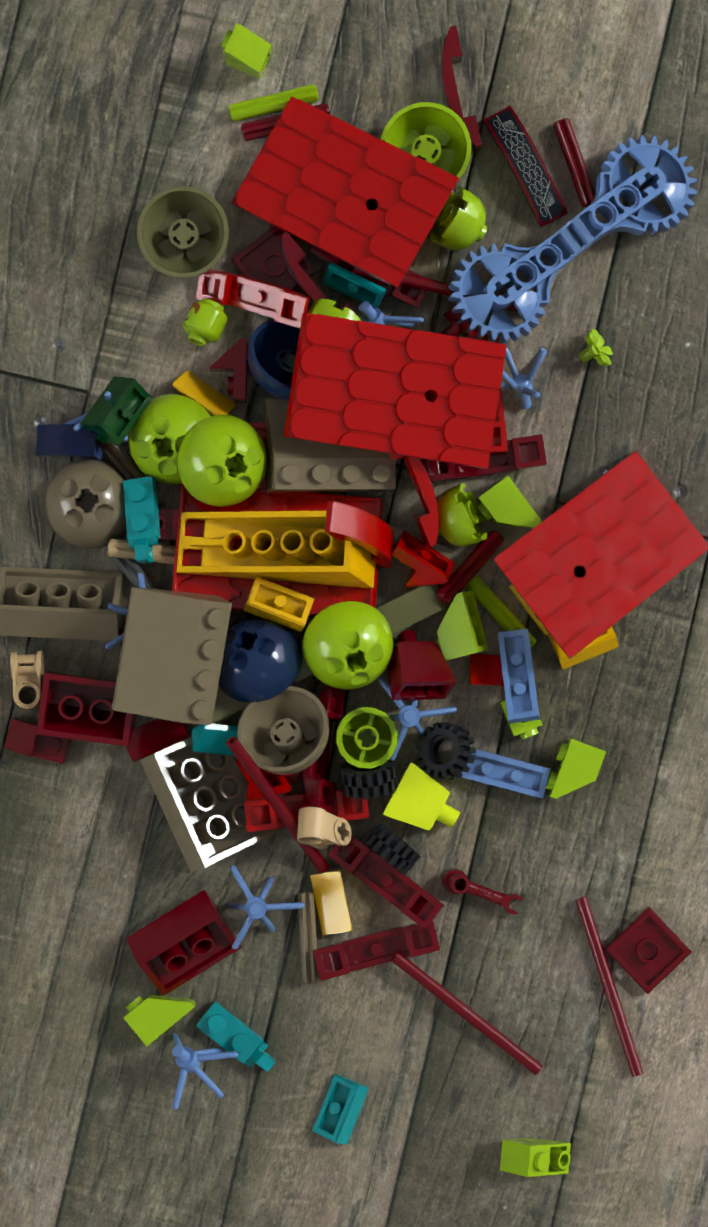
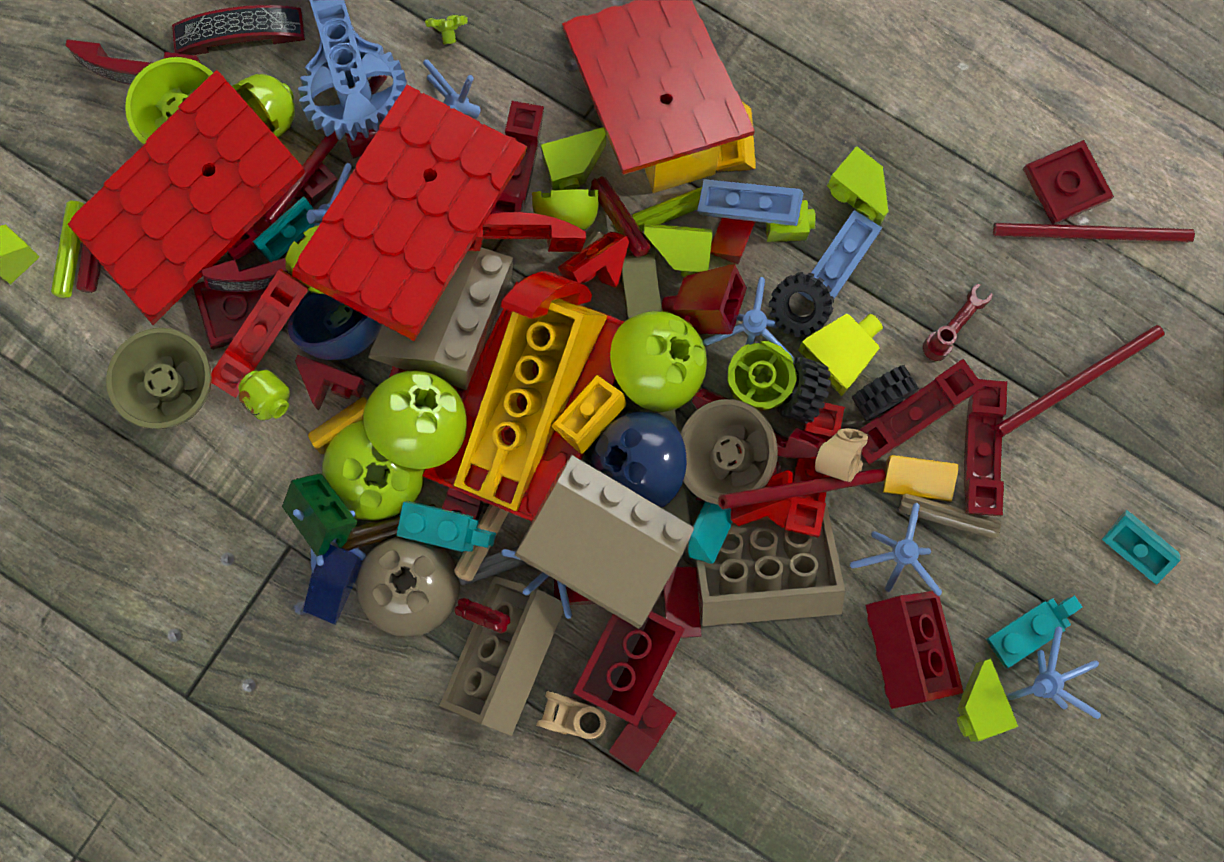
camera: 75 degrees left, 10 degrees down
(83, 575) = (482, 615): none -> dark red axle

